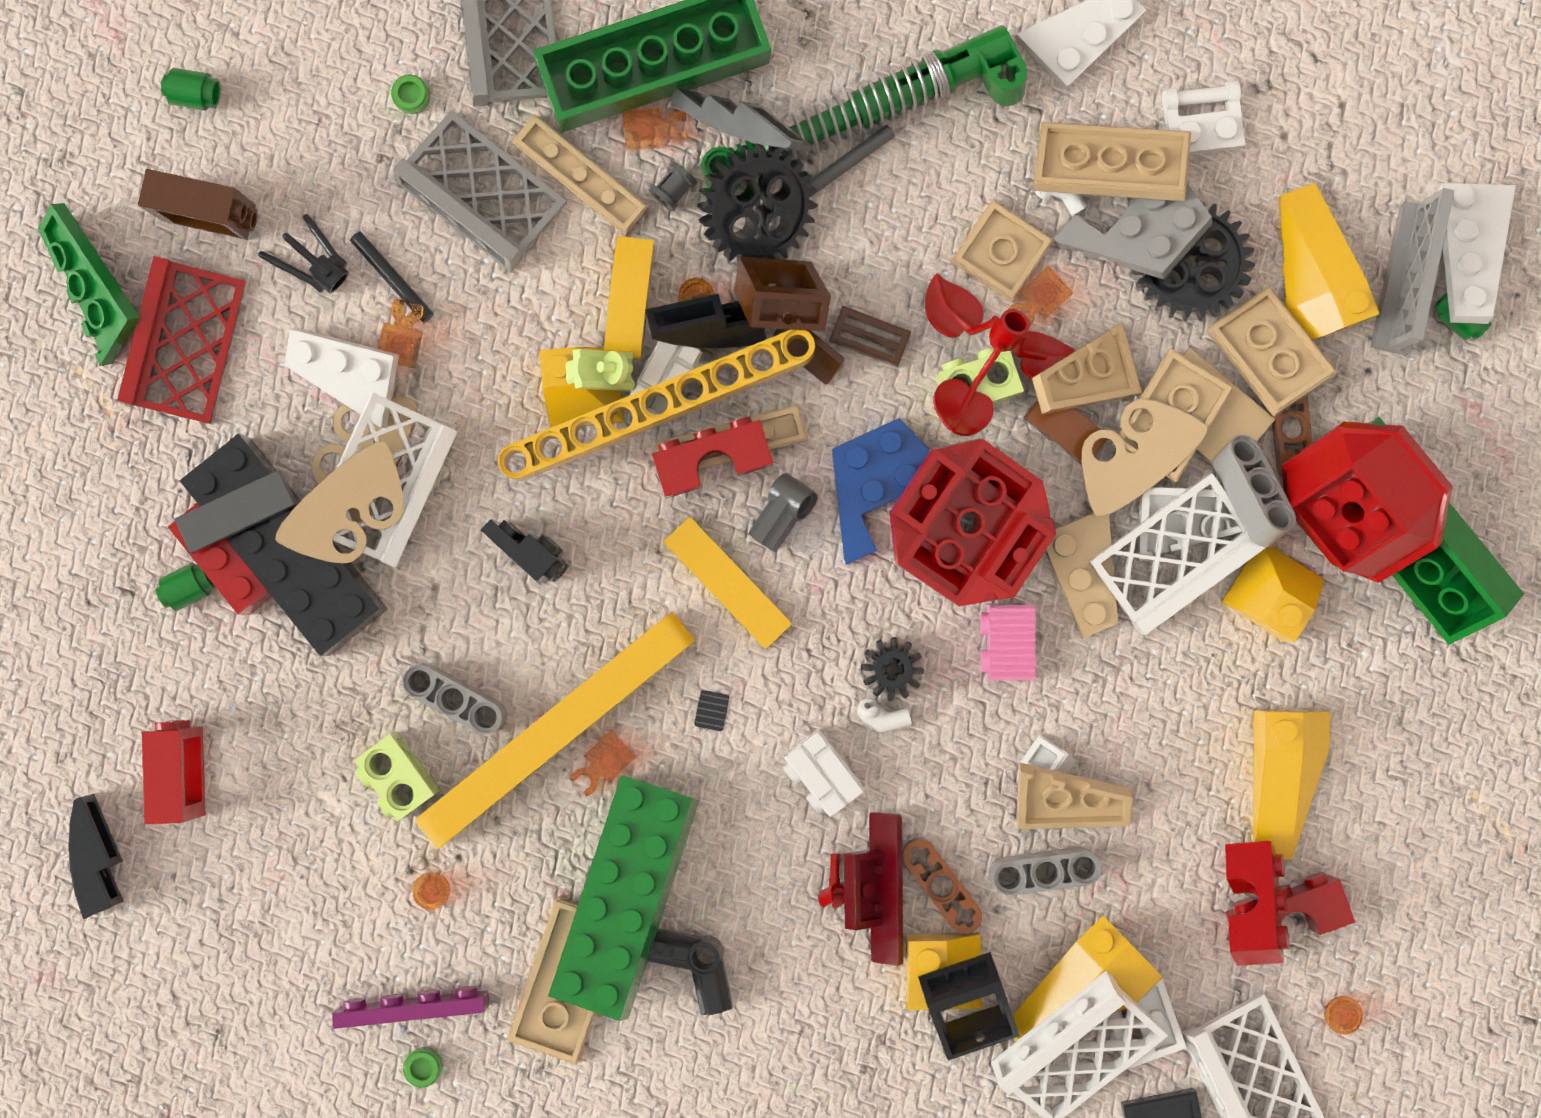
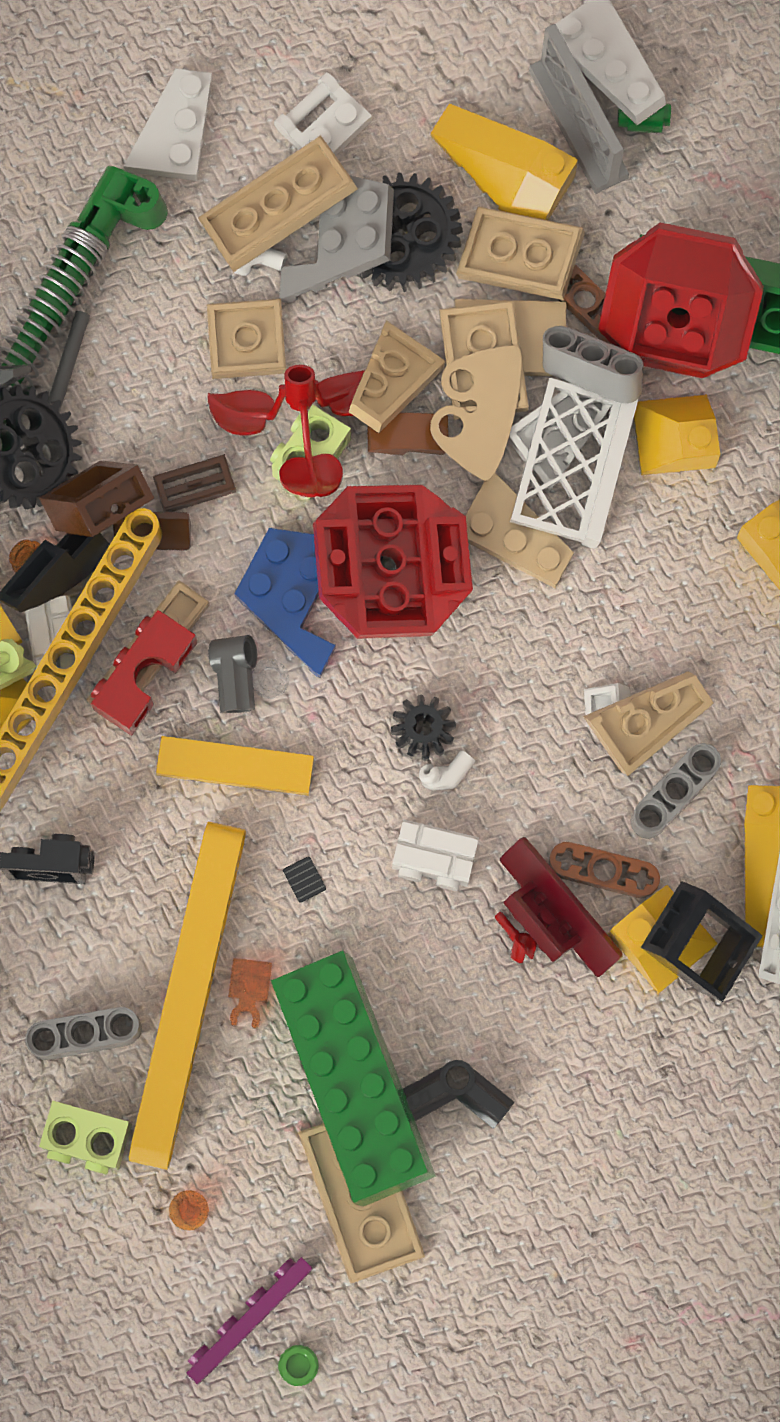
camera: 45 degrees left, 10 degrees down
(1009, 642) = (499, 633): bright pink brick -> none
(1043, 295) = (307, 343): clear orange plate -> none

